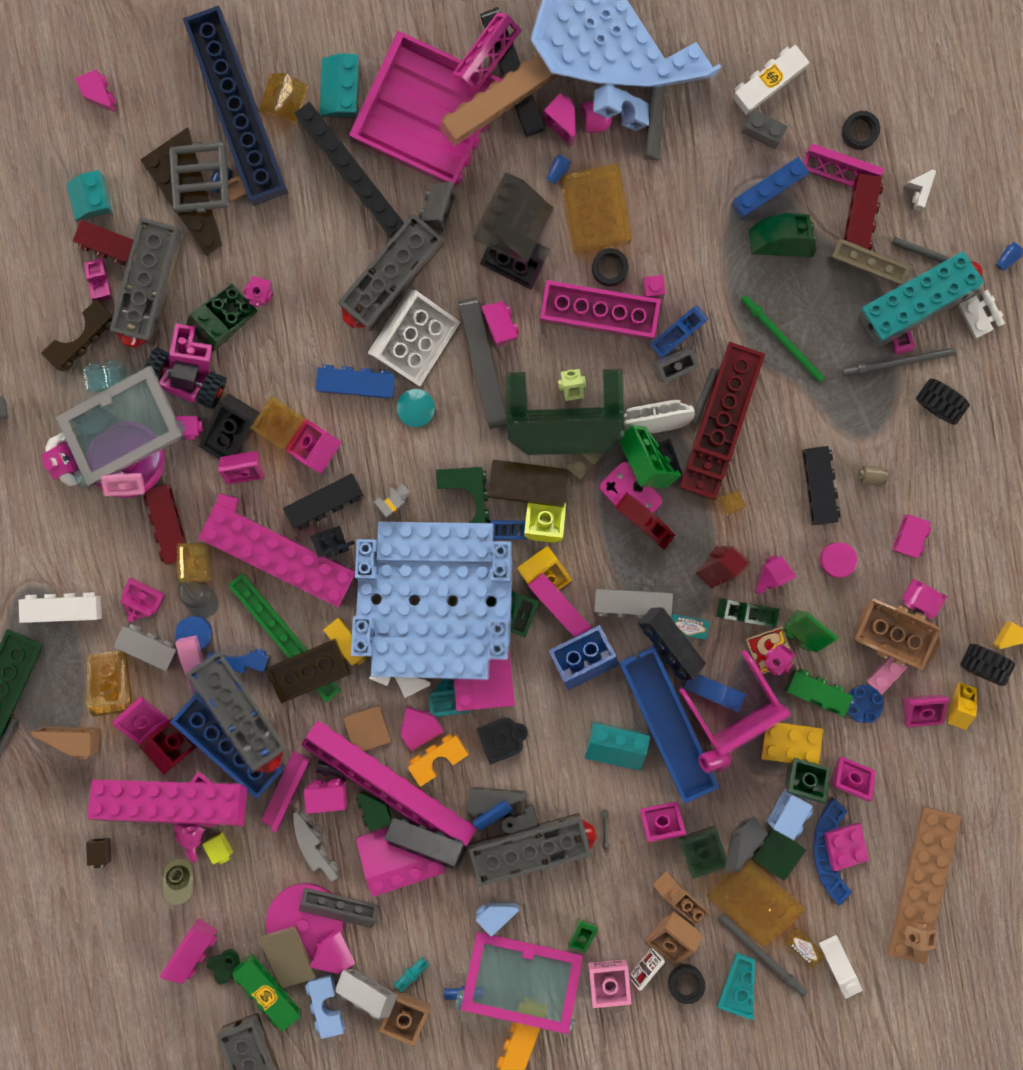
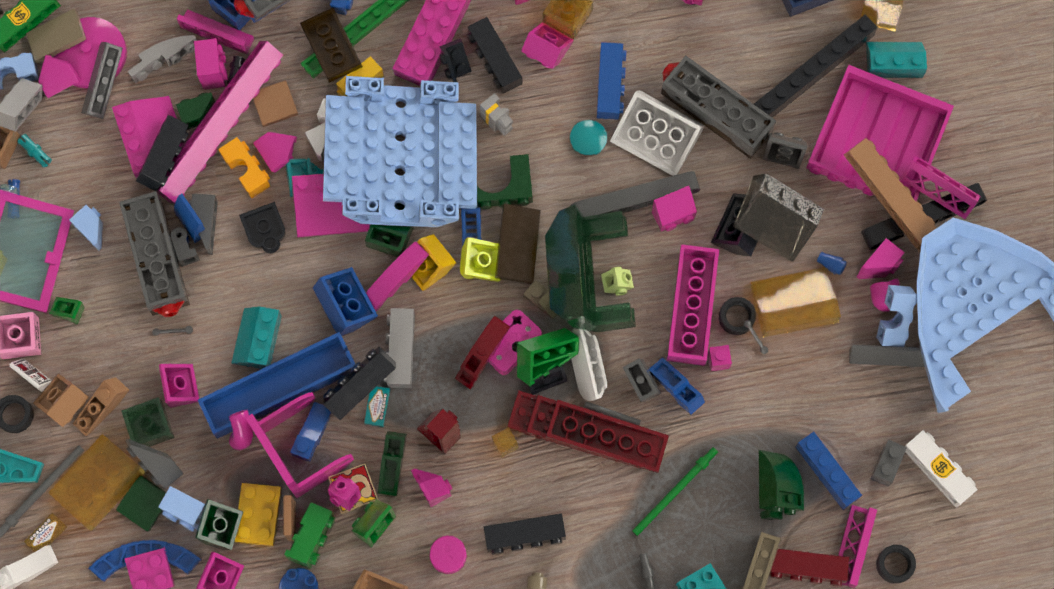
camera: 90 degrees right, 15 degrees down
(643, 243) = (763, 349): none -> dark grey hinge
(805, 712) = (289, 517): none -> medium nougat tile

